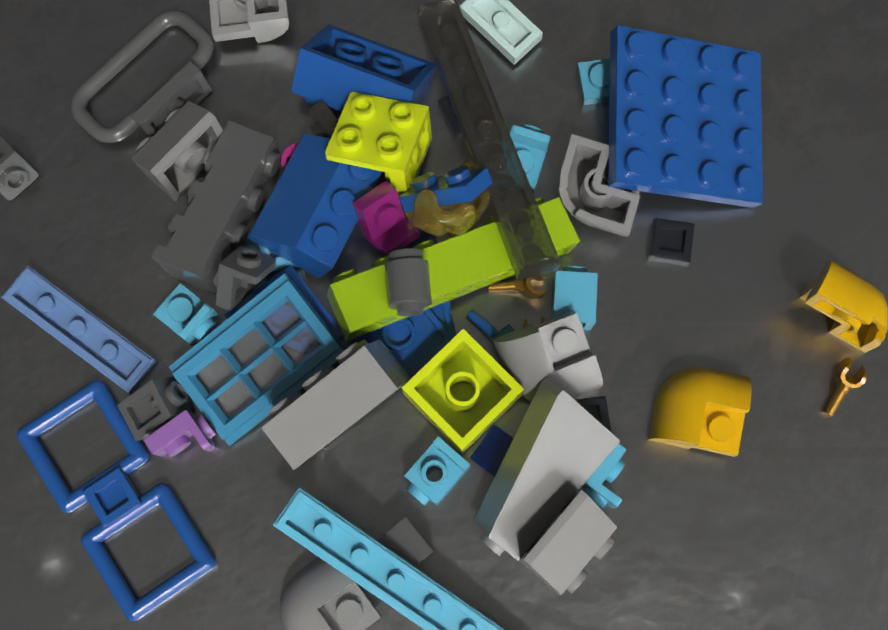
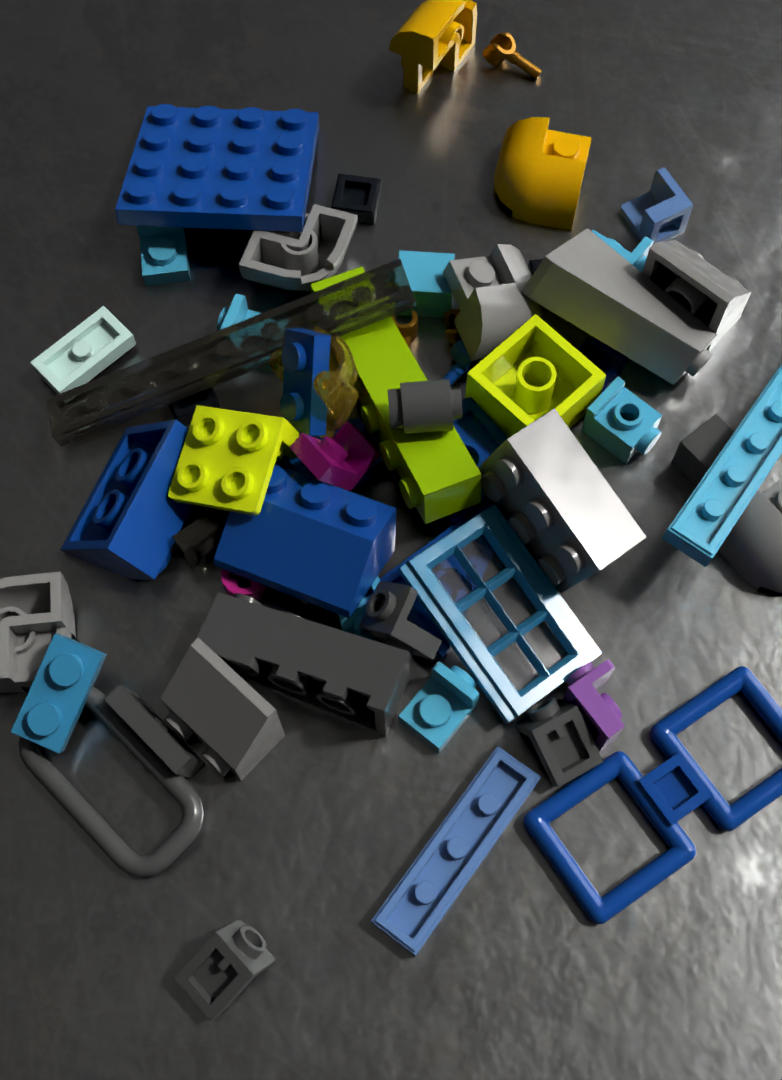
camera: 90 degrees left, 10 degrees down
(198, 29) = (58, 693): none -> dark azure plate
(664, 517) = (661, 211): none -> medium blue panel

